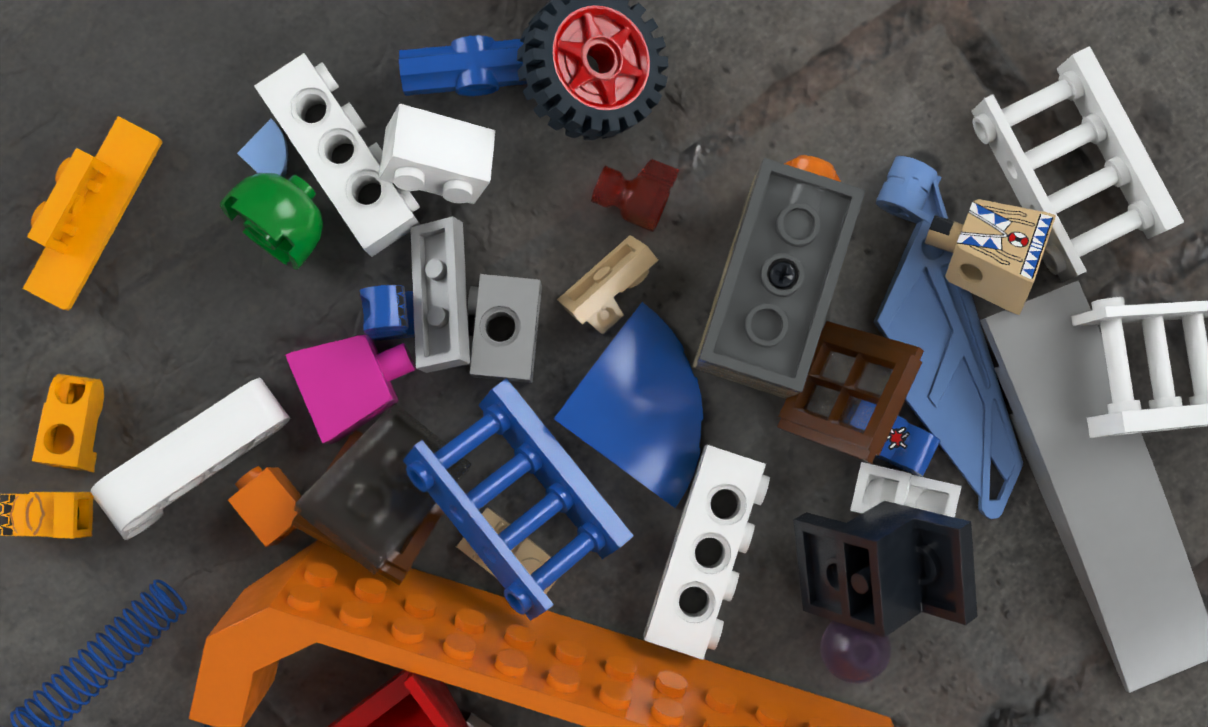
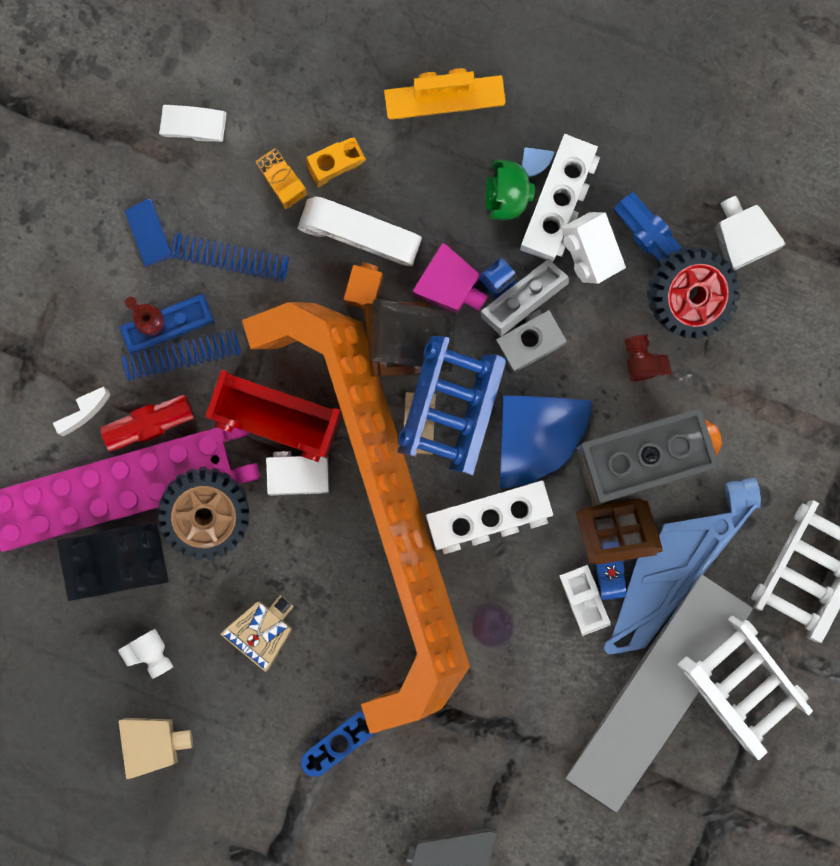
camera: 55 degrees right, 0 degrees up
(593, 295) = (577, 373): tan hinge -> none
(886, 567) = (543, 608): black bracket -> none
(994, 250) = (739, 556): tan torso -> none

